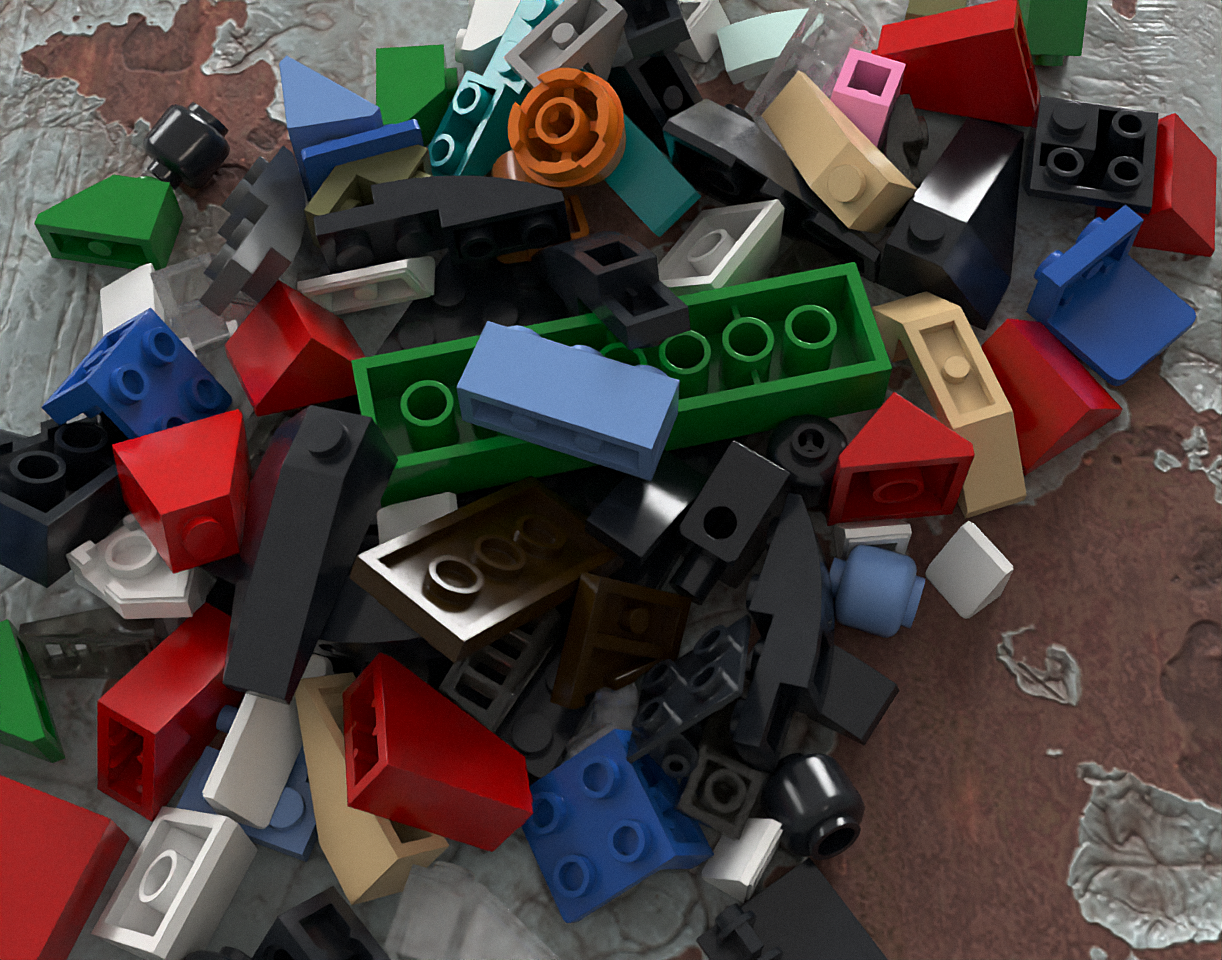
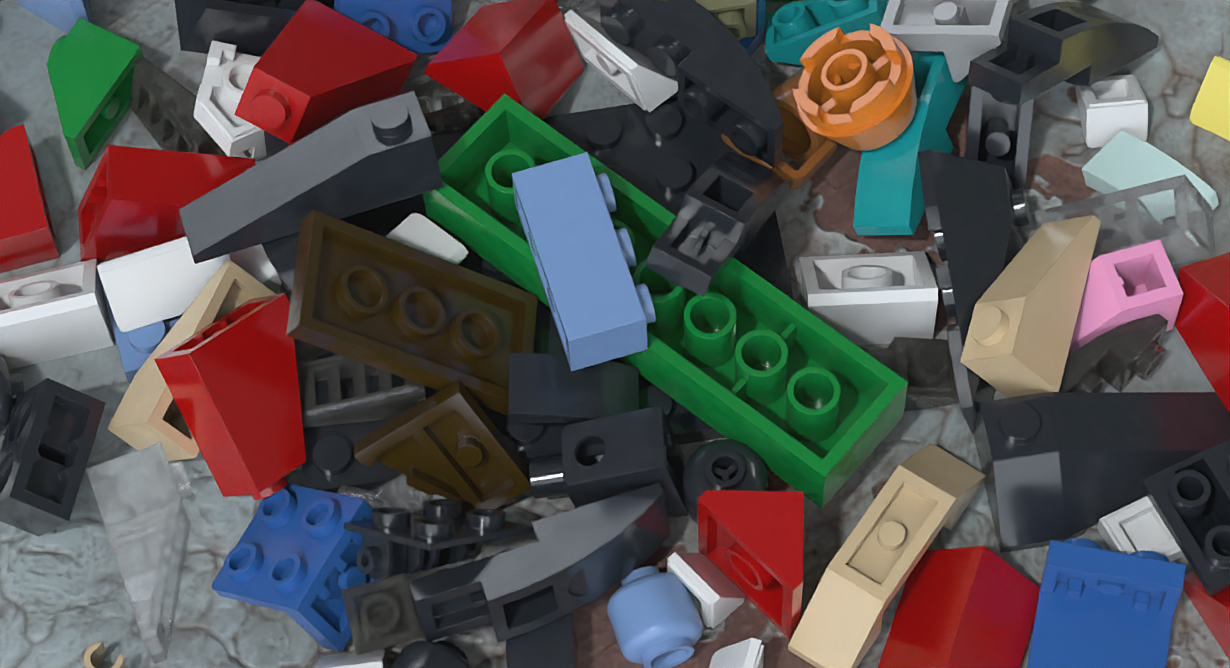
camera: 55 degrees right, 0 degrees up
(1043, 230) = (1138, 529): none -> white tile

